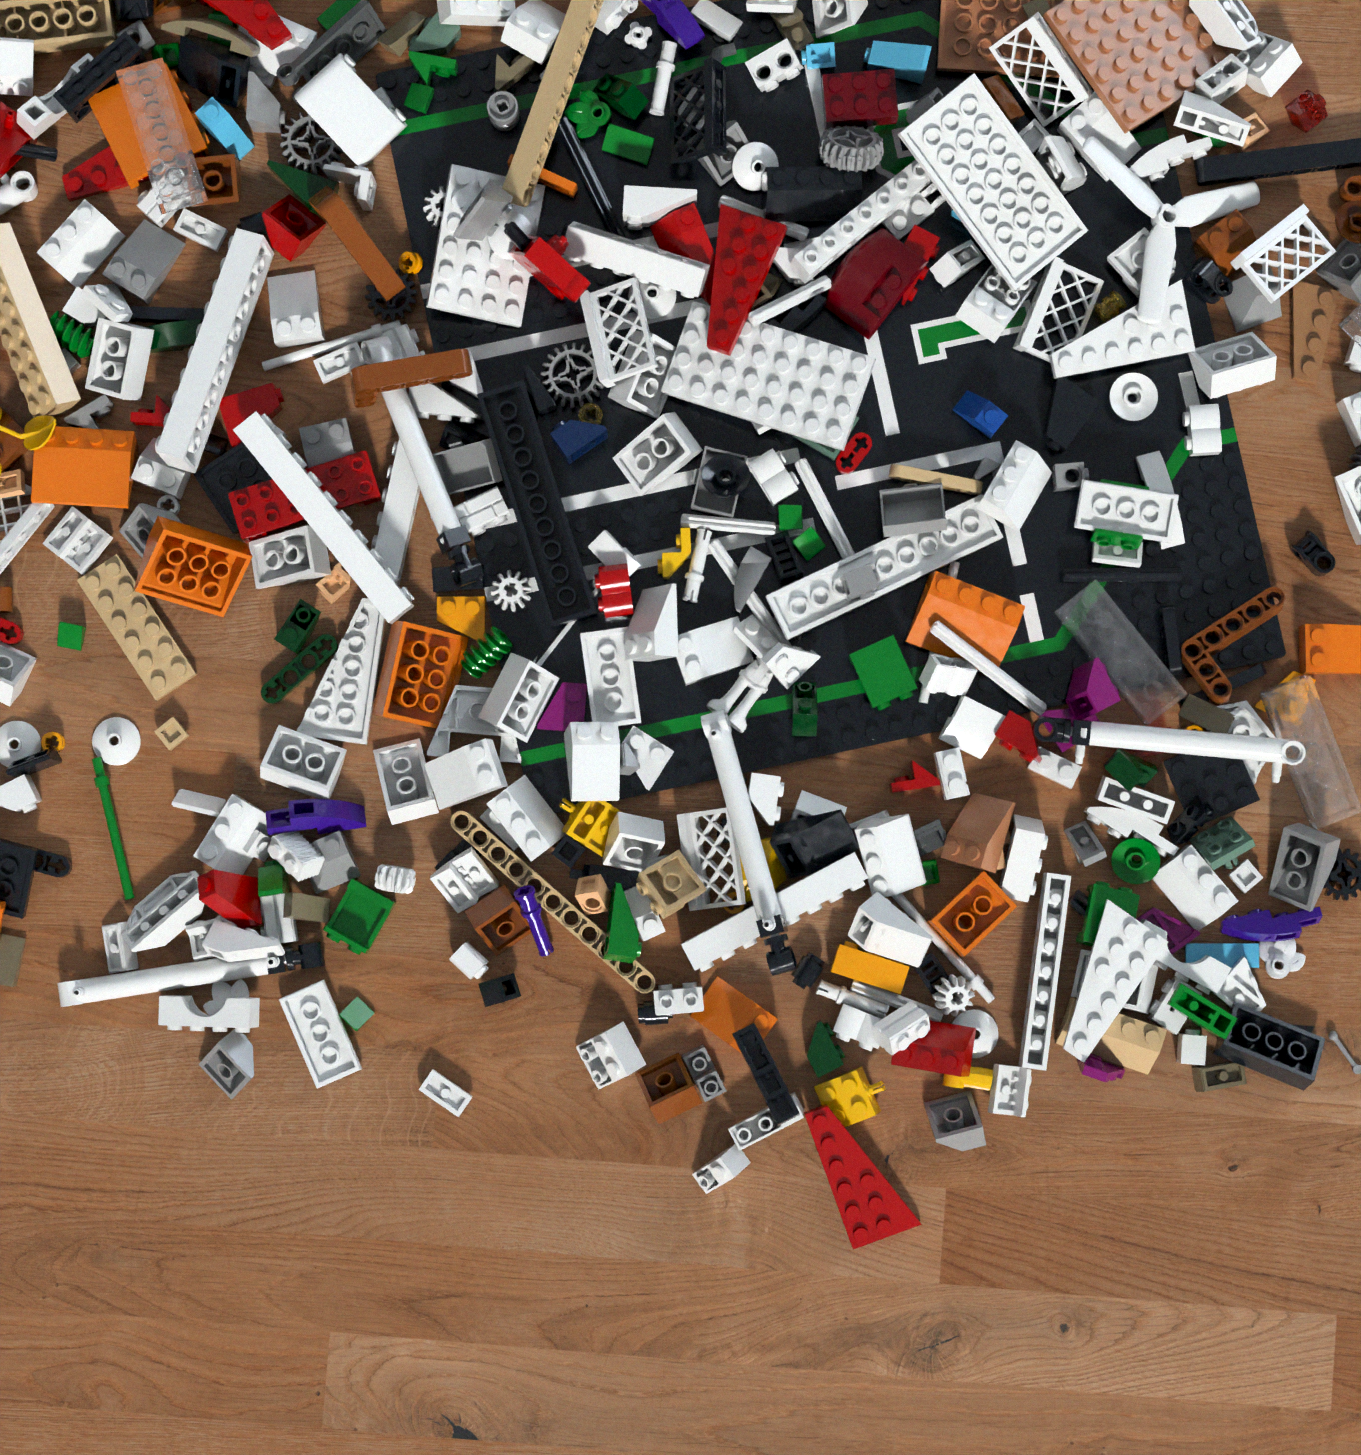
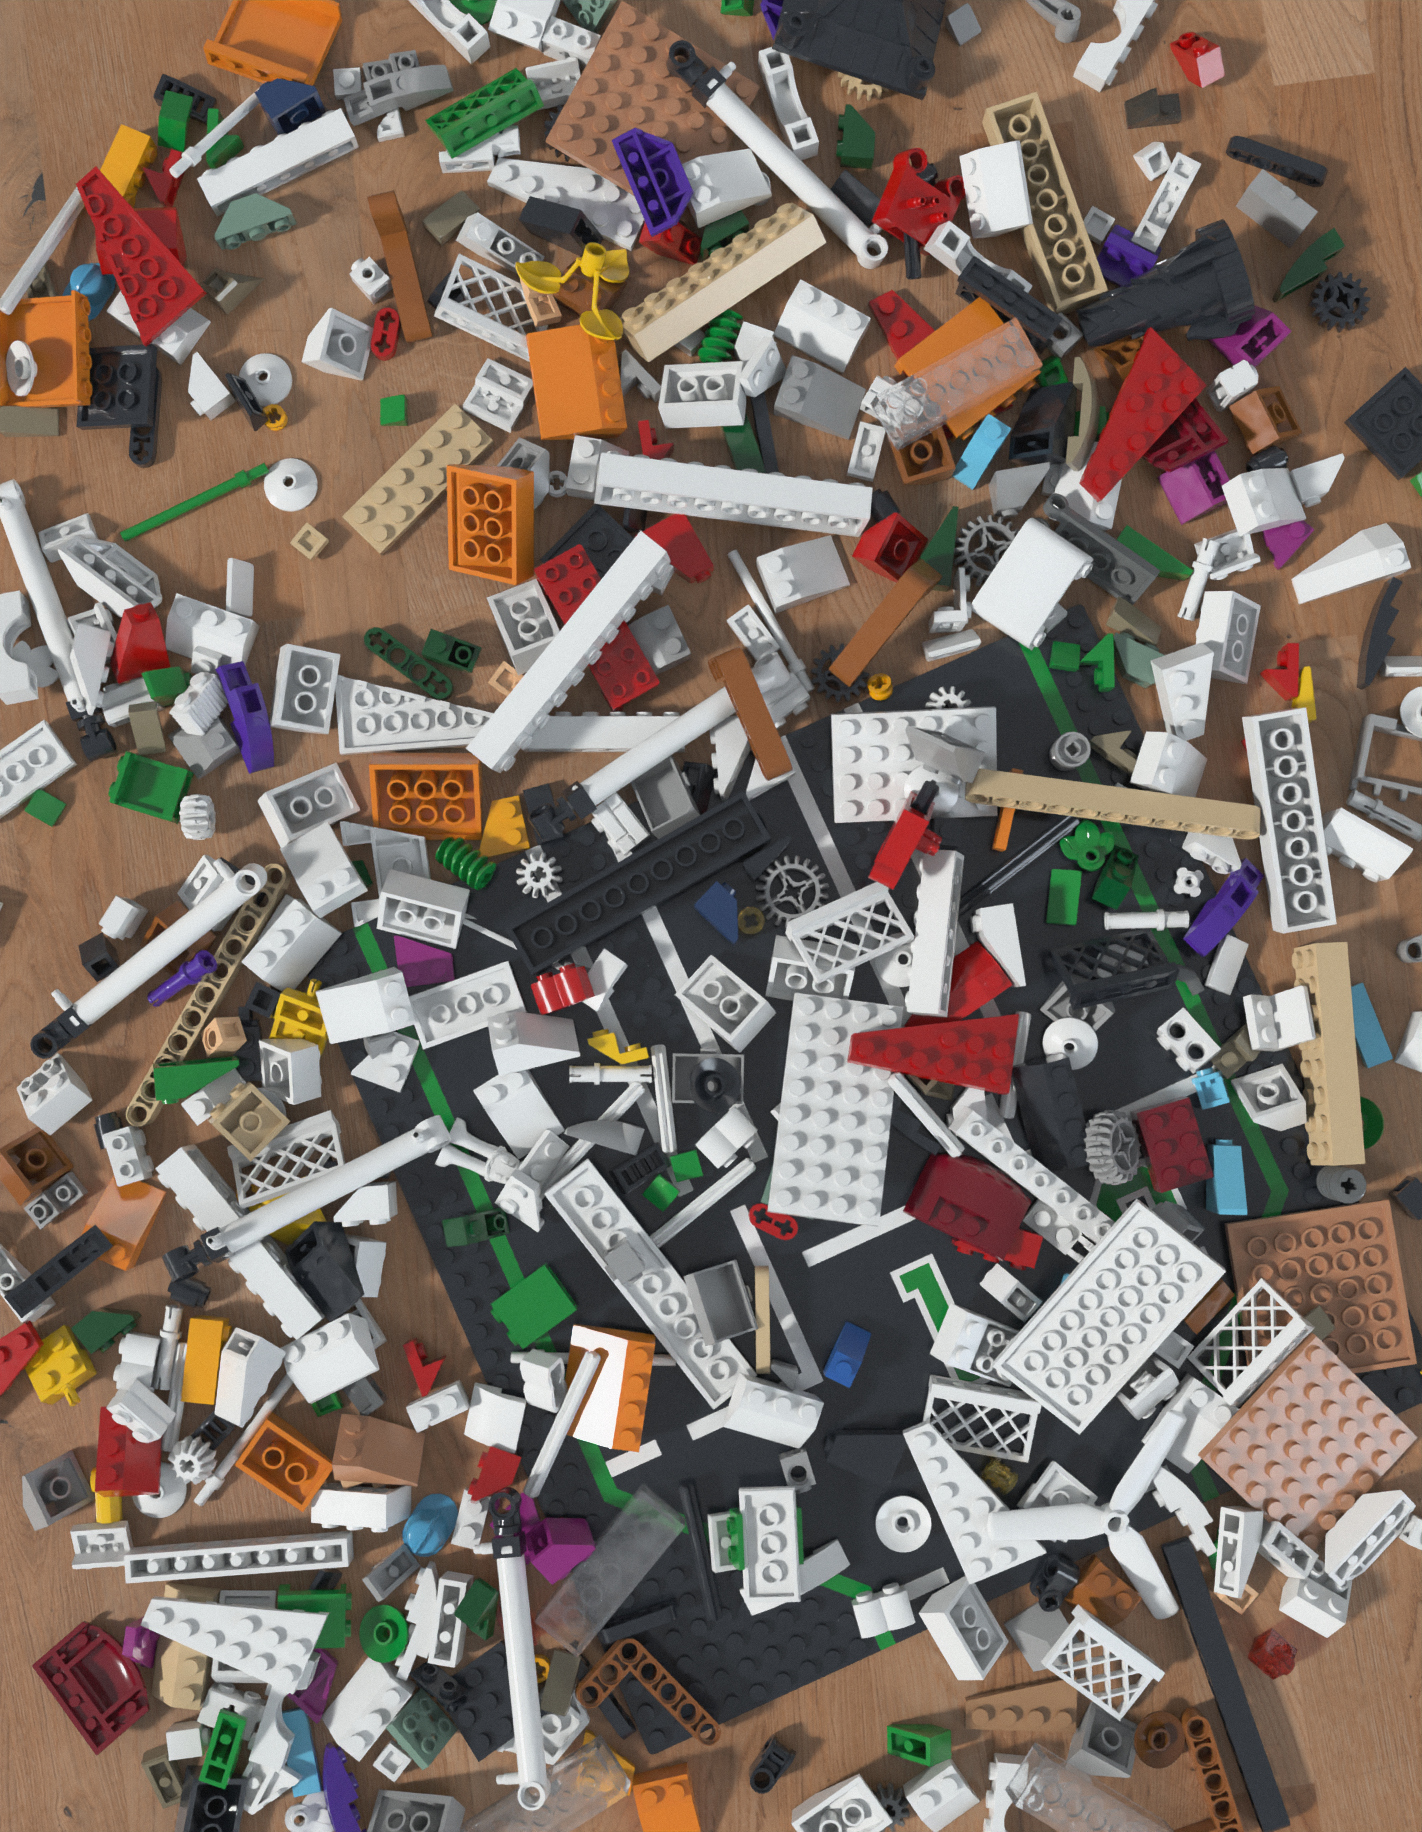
camera: 75 degrees right, 0 degrees up
(387, 194) = (951, 645): none -> white slope
(546, 1015) = (149, 960): none -> white piece
(1052, 804) = (430, 1525): none -> dark azure piece
(1127, 1118) = (94, 1684): none -> dark red slope
(1320, 424) = (919, 1743): none -> green slope

